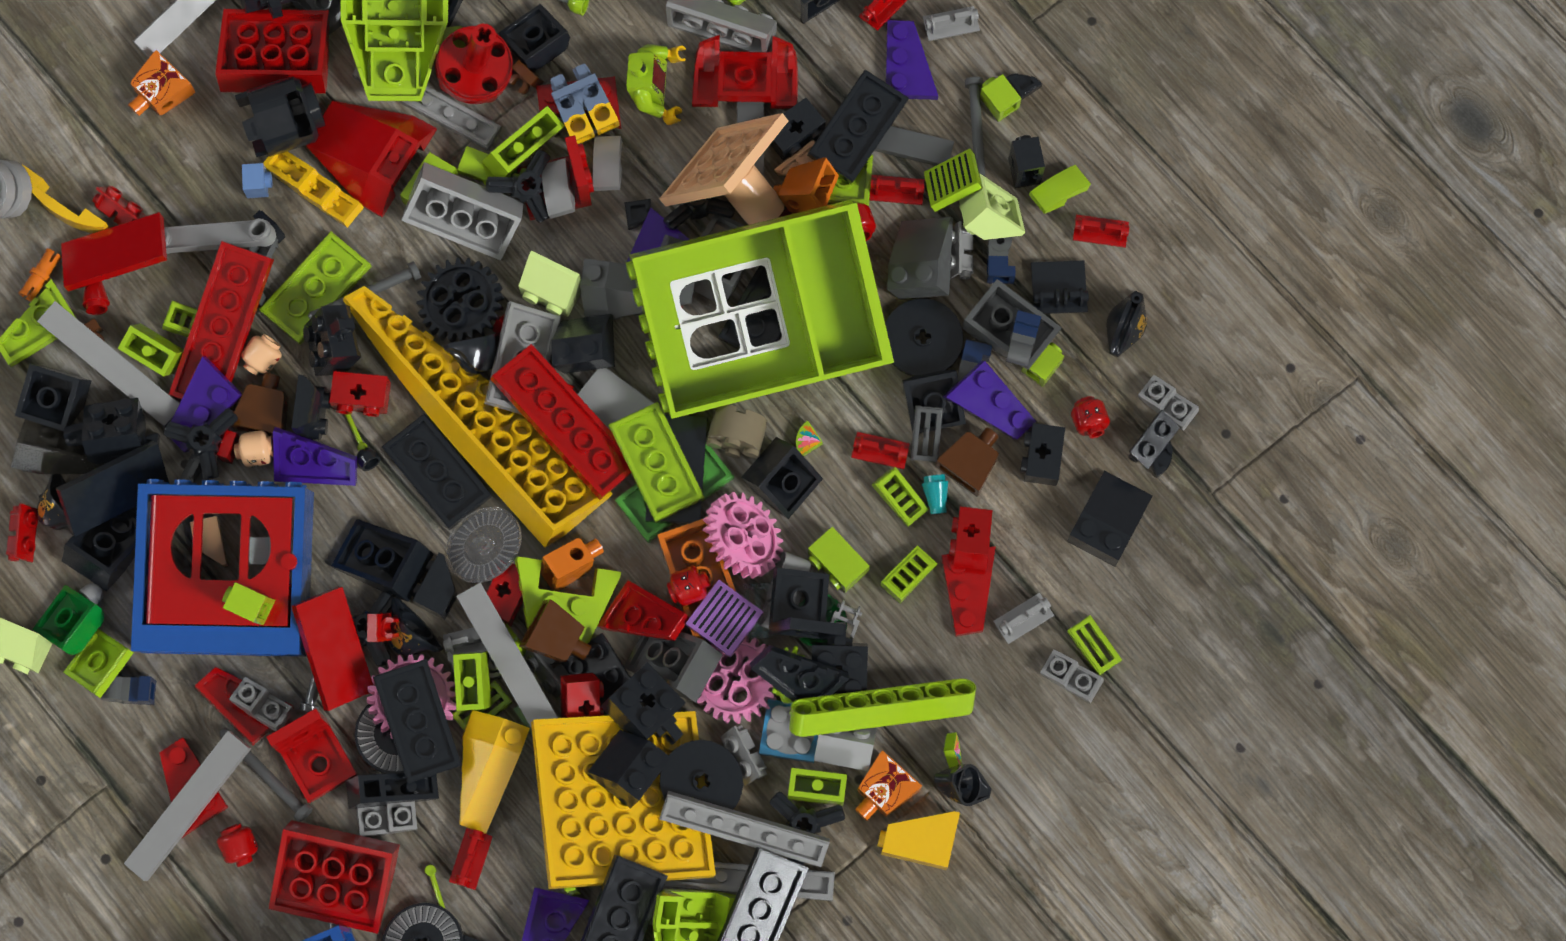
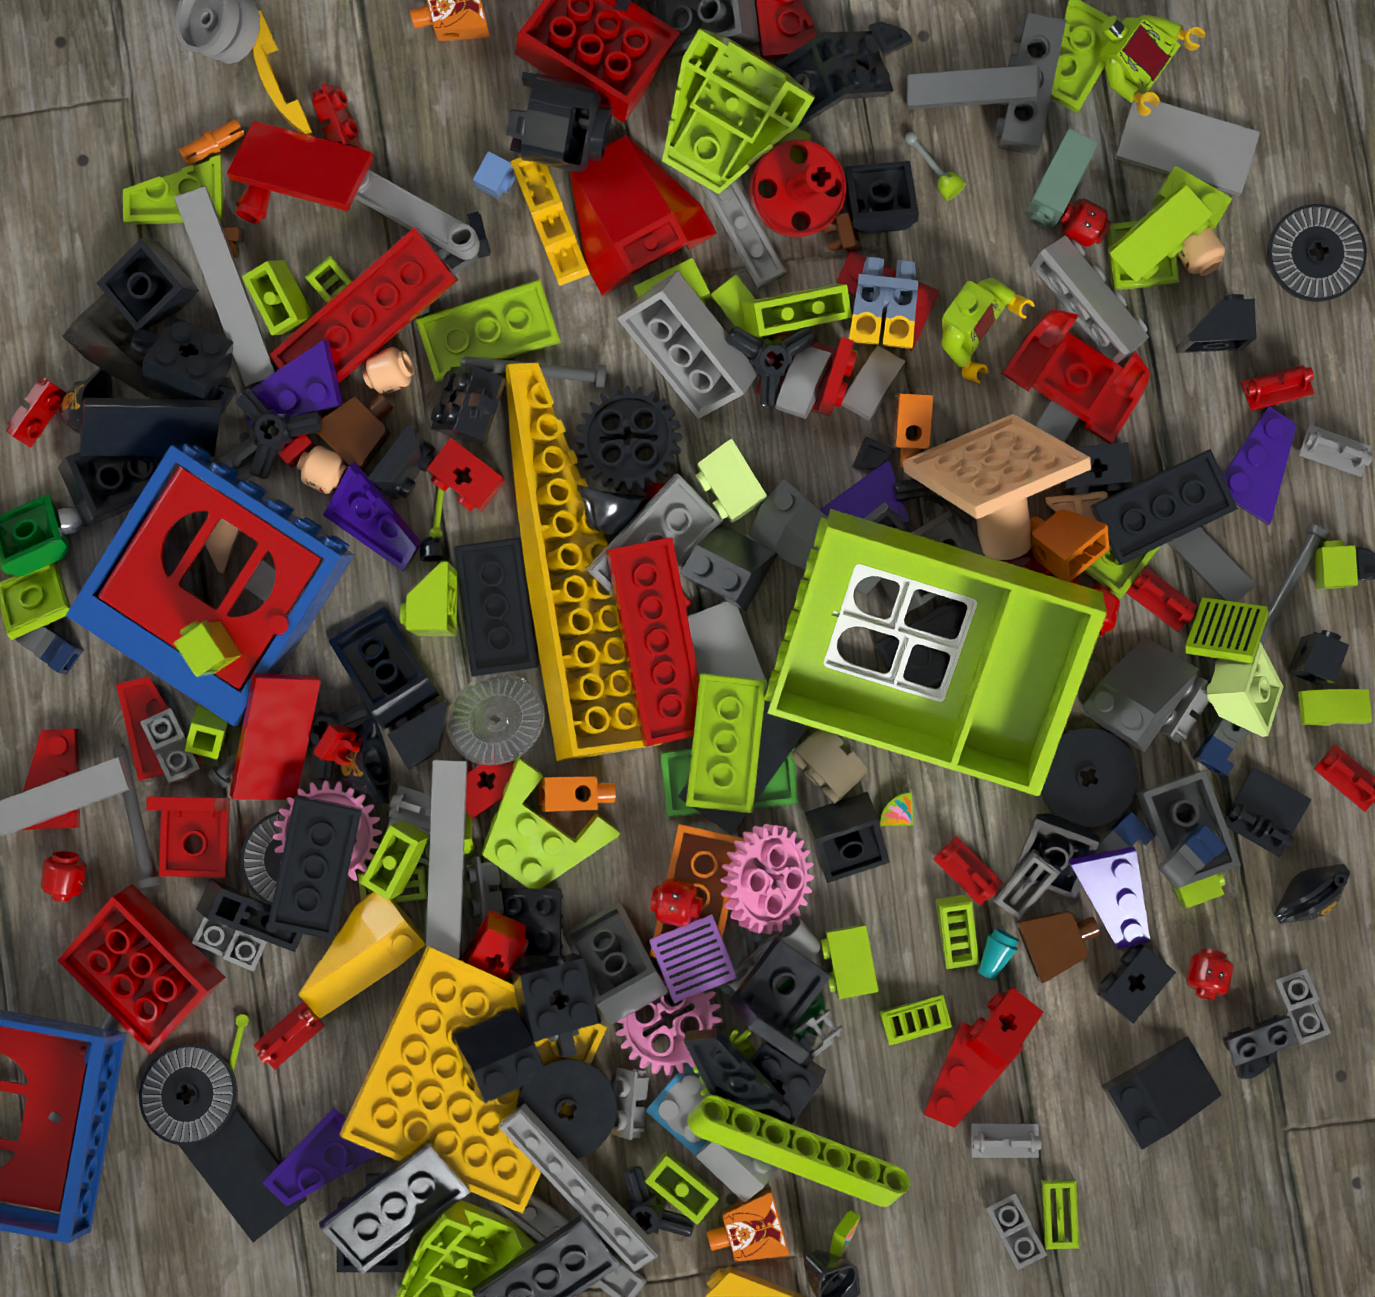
camera: 35 degrees right, 10 degrees up
(281, 677) = (206, 733): none -> lime brick
(390, 491) = (433, 604): none -> lime slope
(555, 634) = (508, 865): reddish brown torso -> none
(643, 614) = (615, 896): red wing -> none
(645, 164) = (908, 411): none -> orange torso

